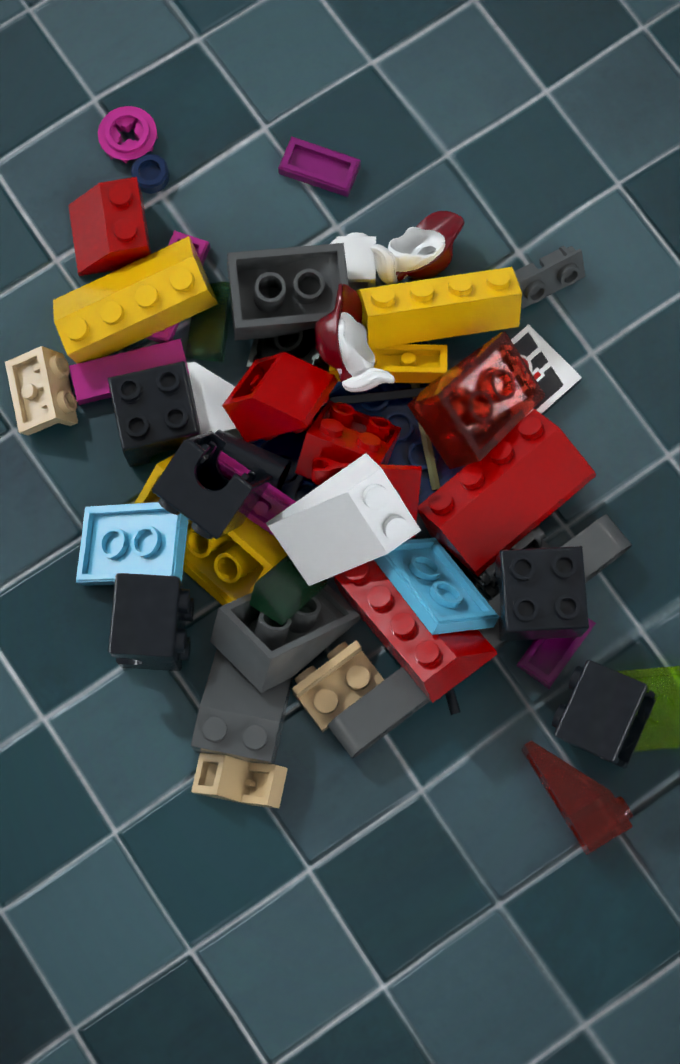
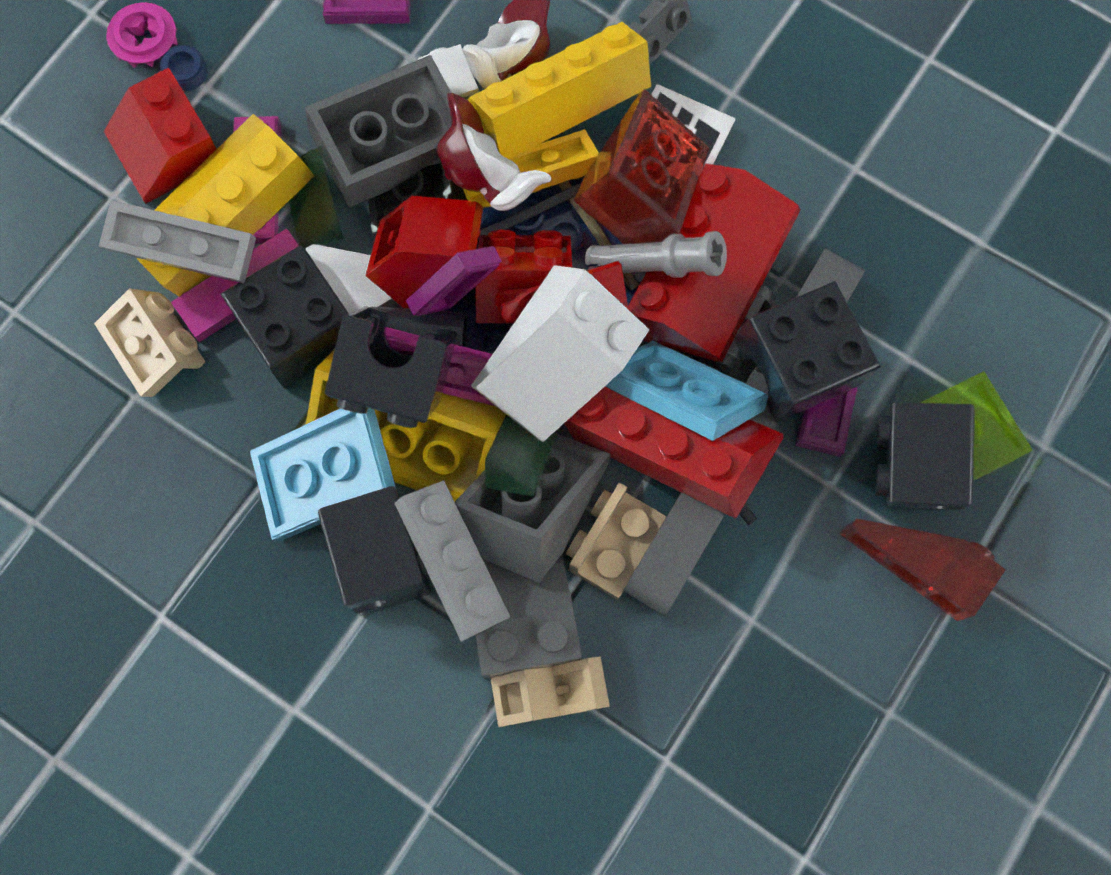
camera: 30 degrees left, 0 degrees up
(90, 327) = (177, 241): none -> light grey plate
(201, 649) = (452, 560): none -> light grey plate
(285, 436) = (454, 280): none -> magenta tile
(466, 477) = (673, 255): none -> light grey pin

